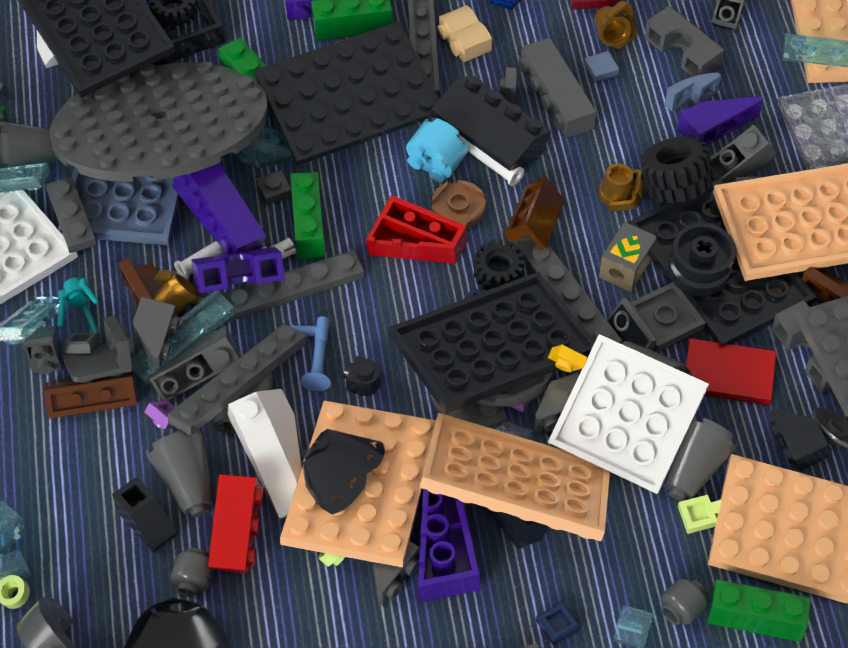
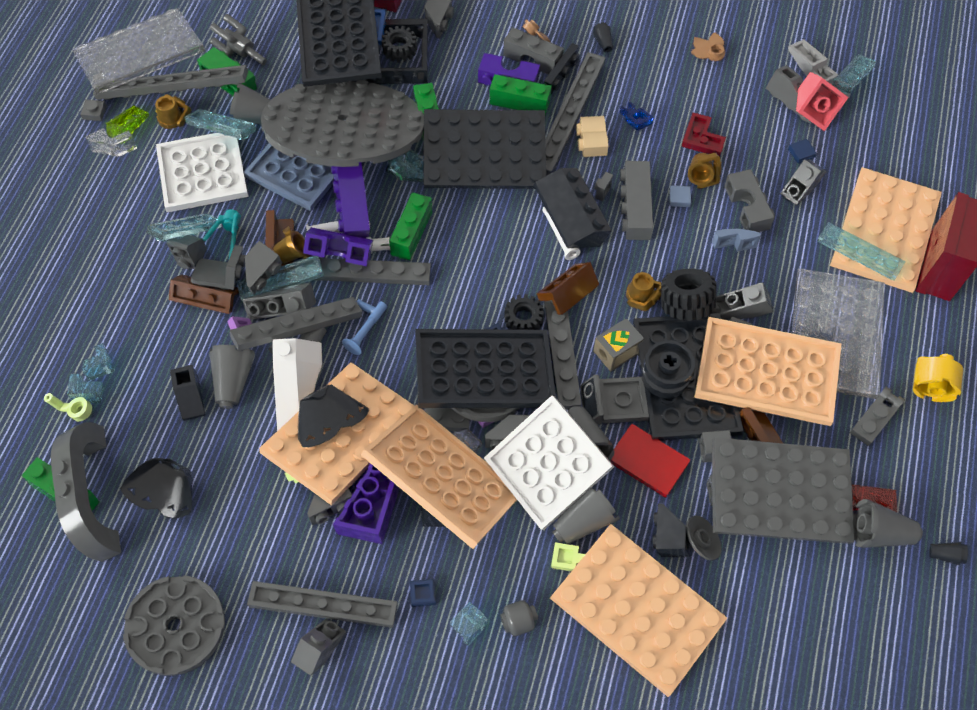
camera: 25 degrees right, 5 degrees up
(70, 214) = (255, 165): dark grey plate -> none
(81, 343) = (215, 256): dark grey tile -> none
(191, 572) = (198, 446): dark grey head -> none
(235, 524) = (241, 425): red wedge -> none
(273, 187) = (400, 196): dark grey plate -> none
(362, 376) = (385, 356): black plate -> none
(416, 234) = (475, 268): red wedge -> none
(436, 149) = (523, 213): medium azure brick -> none
(460, 202) = (522, 258): medium nougat tile -> none
(567, 359) = (523, 403): yellow plate -> none
(718, 118) = (739, 267): dark purple slope -> none
(759, 610) = (568, 650): green brick -> none

